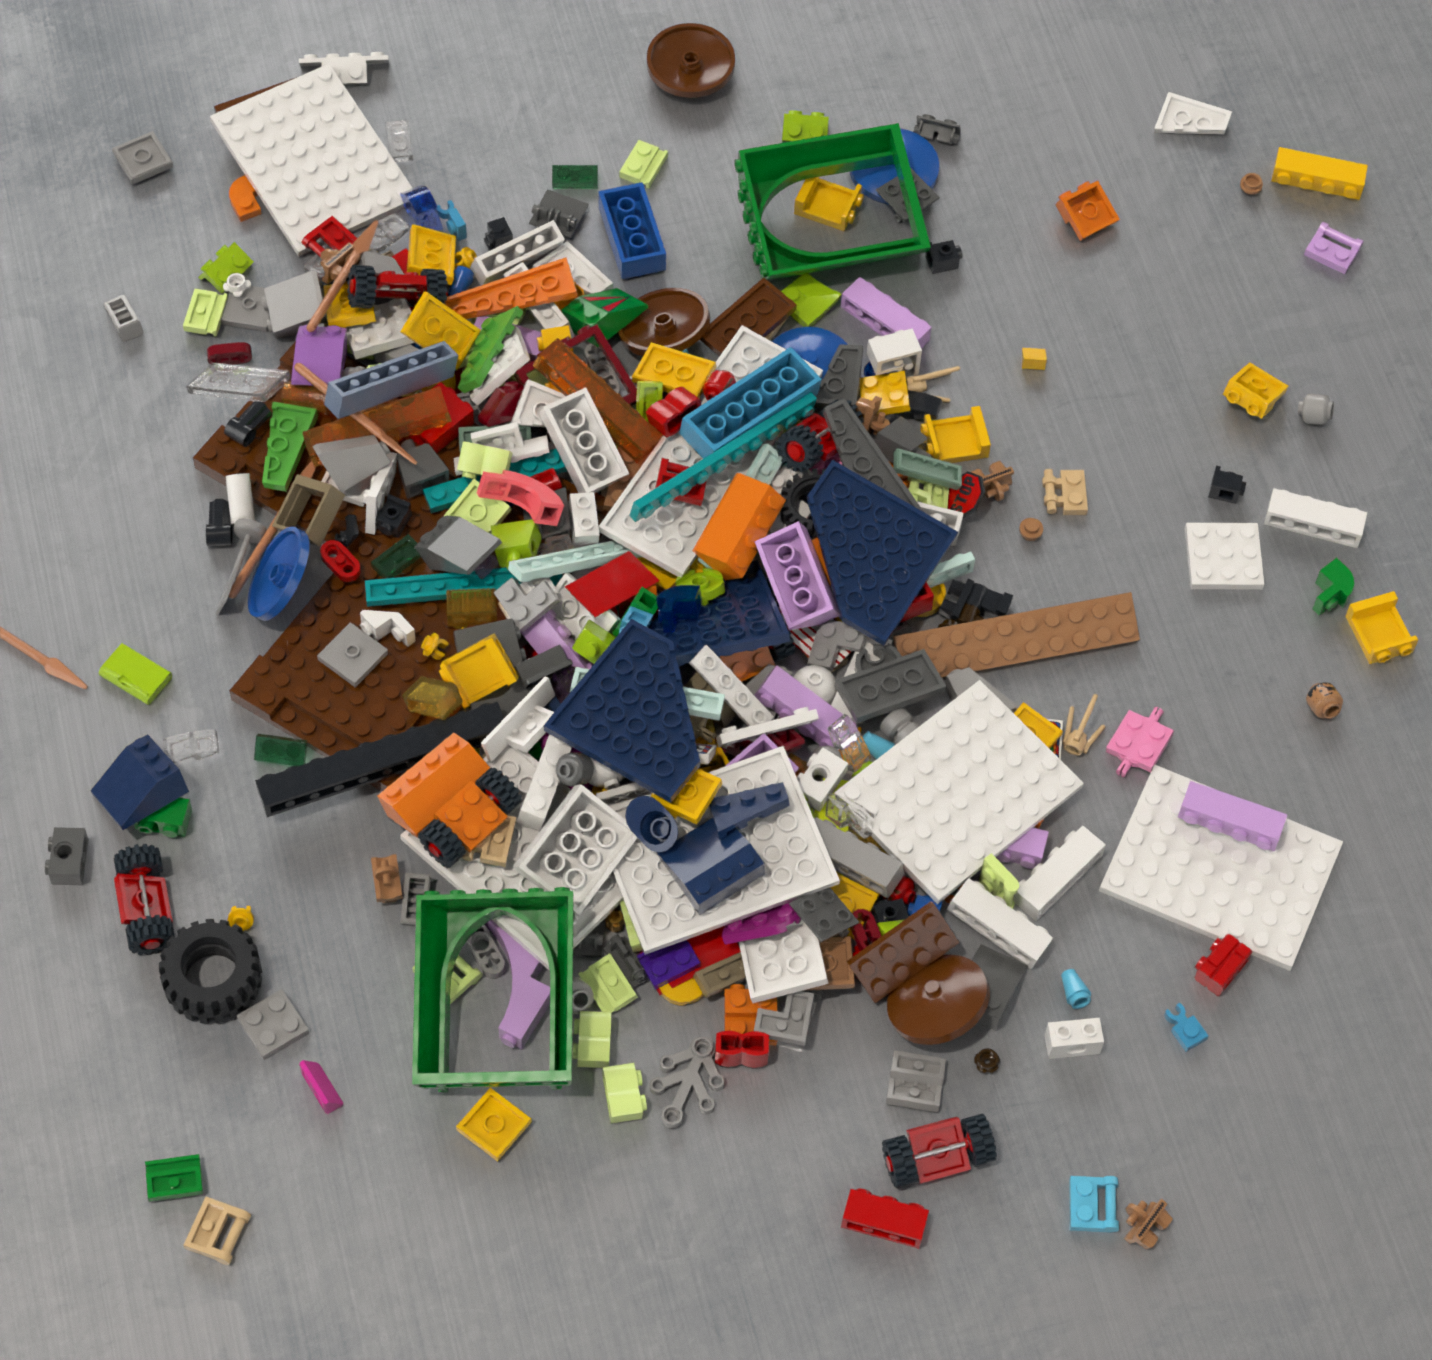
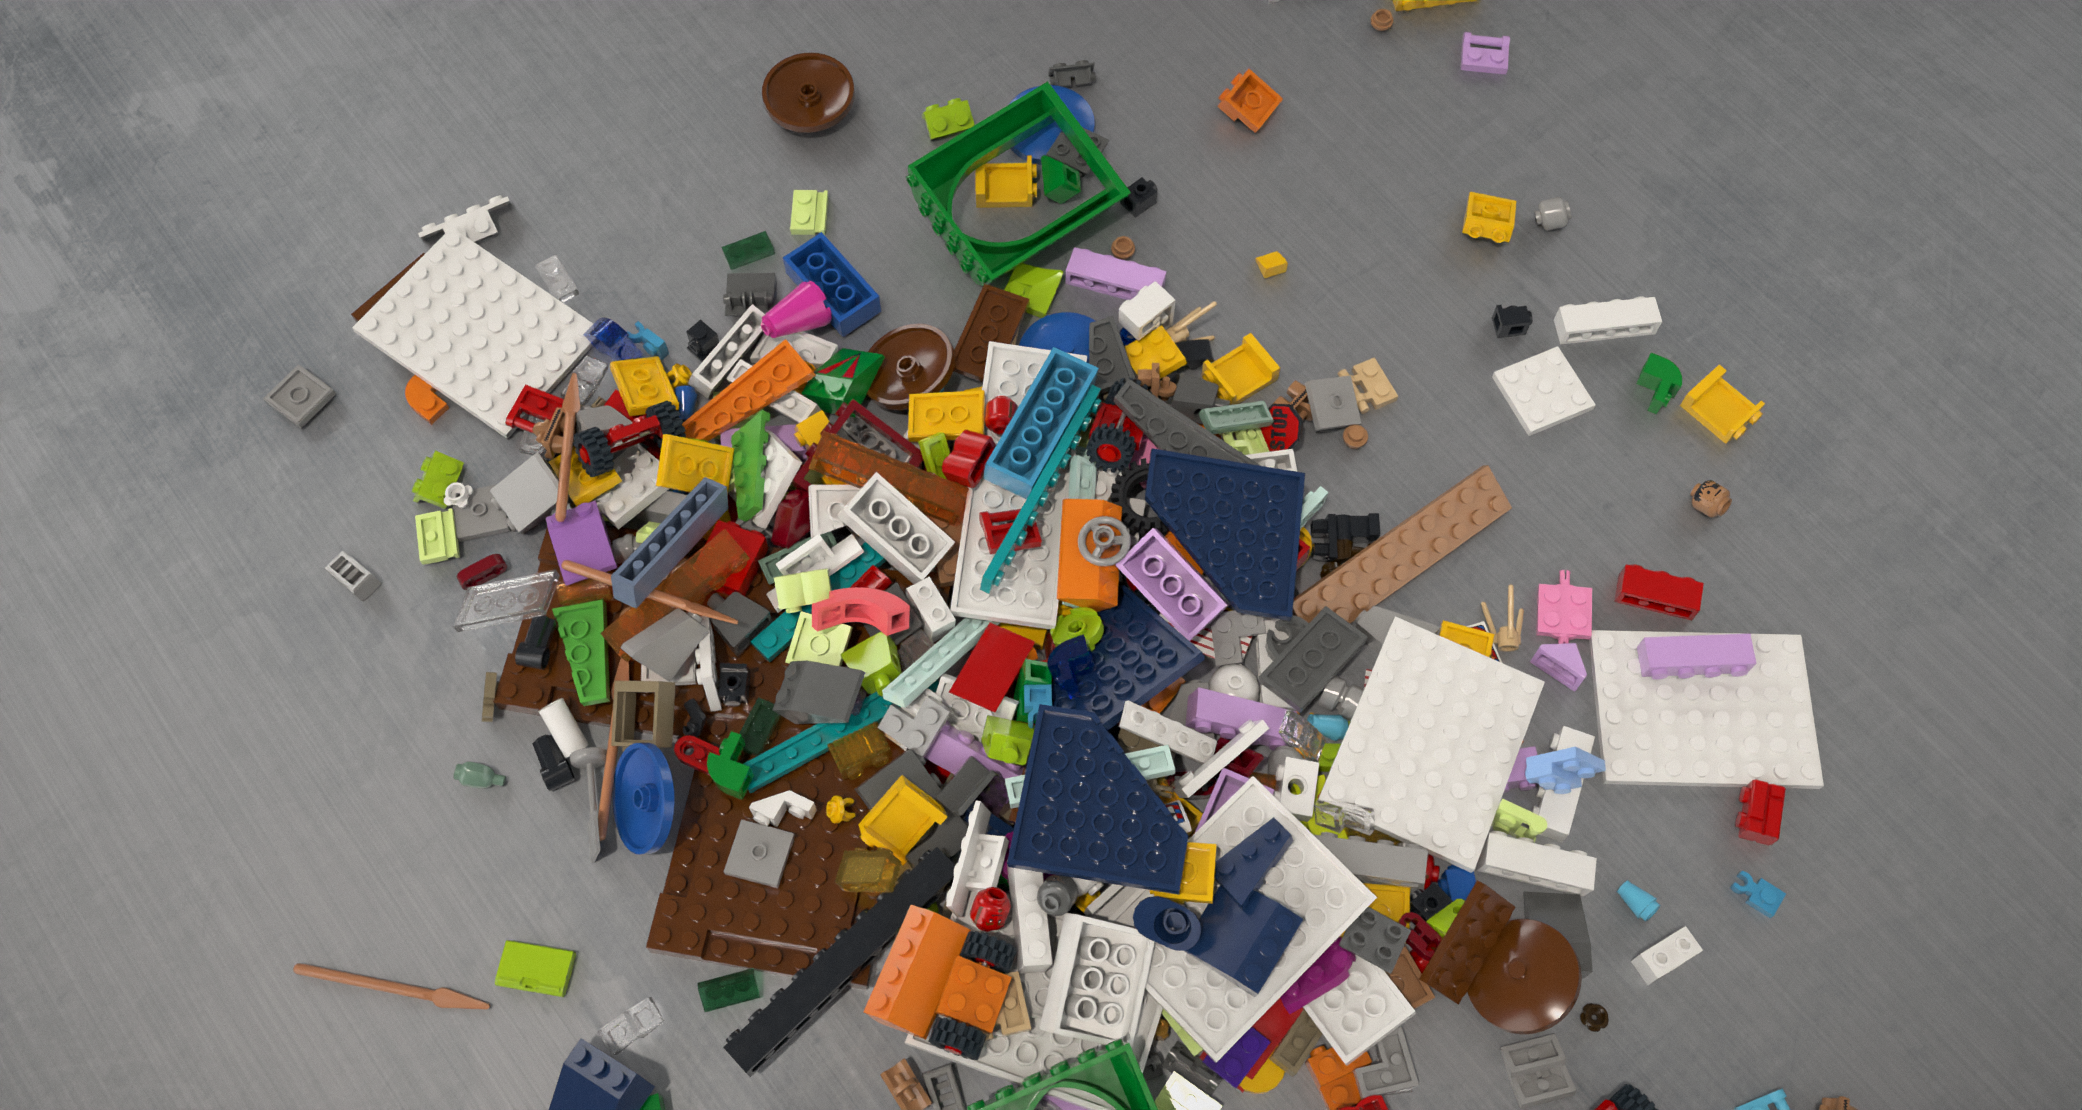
camera: 20 degrees left, 5 degrees up
(154, 511) = (477, 775): none -> sand green plant
(195, 445) = (489, 696): none -> dark tan plate
(355, 576) = (726, 772): none -> green brick
(516, 761) = (990, 909): none -> red head
(589, 241) = (797, 312): none -> dark pink cone
(752, 506) = (1104, 531): none -> light grey piece
(877, 216) = (1059, 180): none -> green slope
(906, 295) = (1123, 248): none -> medium nougat plate
(1023, 491) = (1332, 402): none -> light grey plate
(1054, 848) = (1562, 769): none -> light blue plate
(1111, 778) = (1561, 663): none -> lavender slope
(1232, 757) = (1659, 592): none -> red brick

